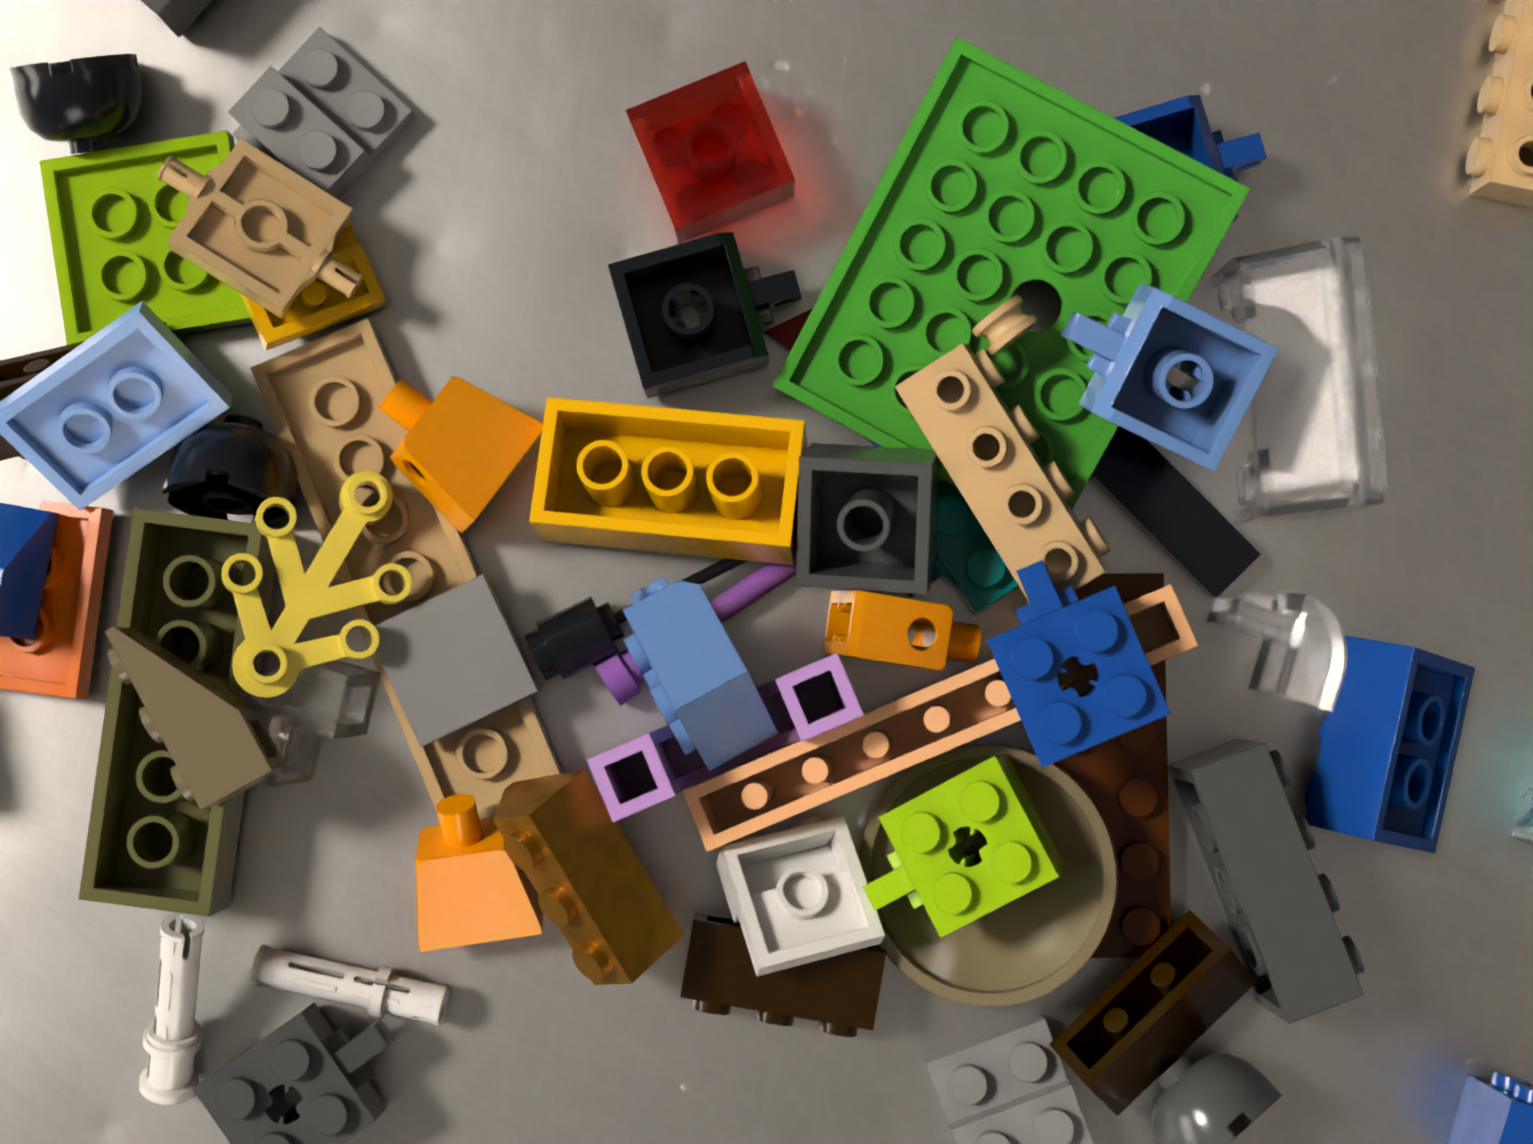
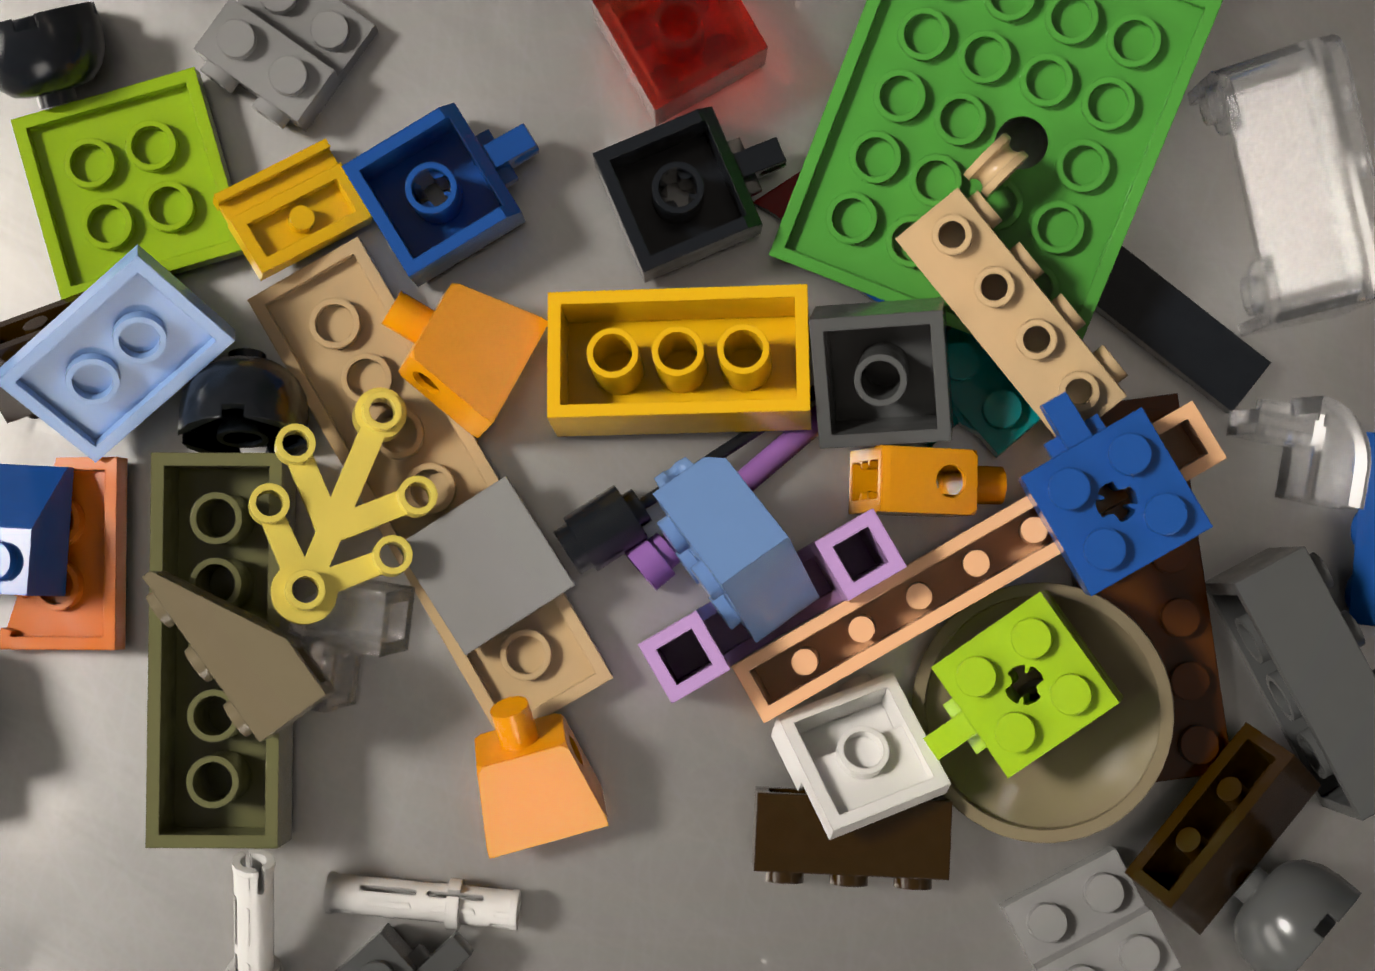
camera: 15 degrees left, 0 degrees up
(259, 227) = (241, 159): tan plate -> none
(490, 265) = (447, 153): none -> blue hinge
(586, 876) = (649, 761): pearl gold slope -> none
(1136, 355) = (1131, 185): medium blue hinge -> none

